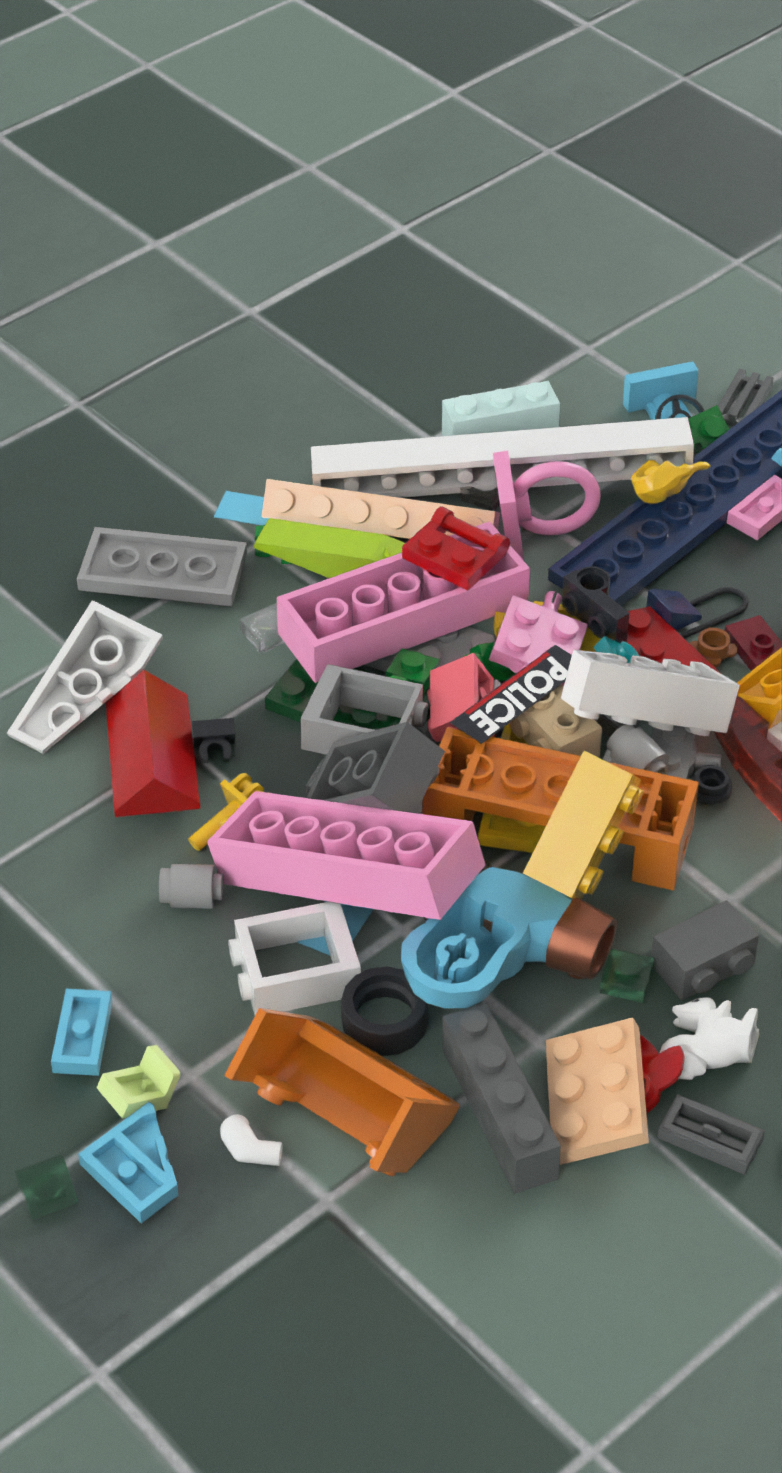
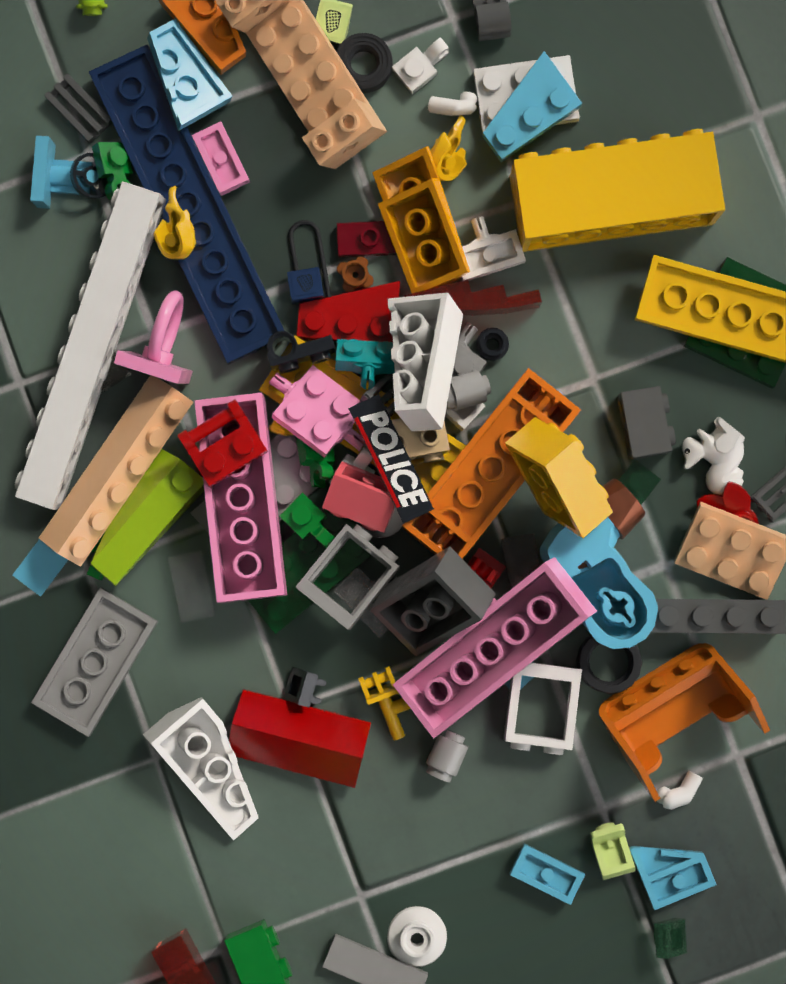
camera: 65 degrees left, 40 degrees up
(502, 410) = (32, 322): light aqua brick -> none

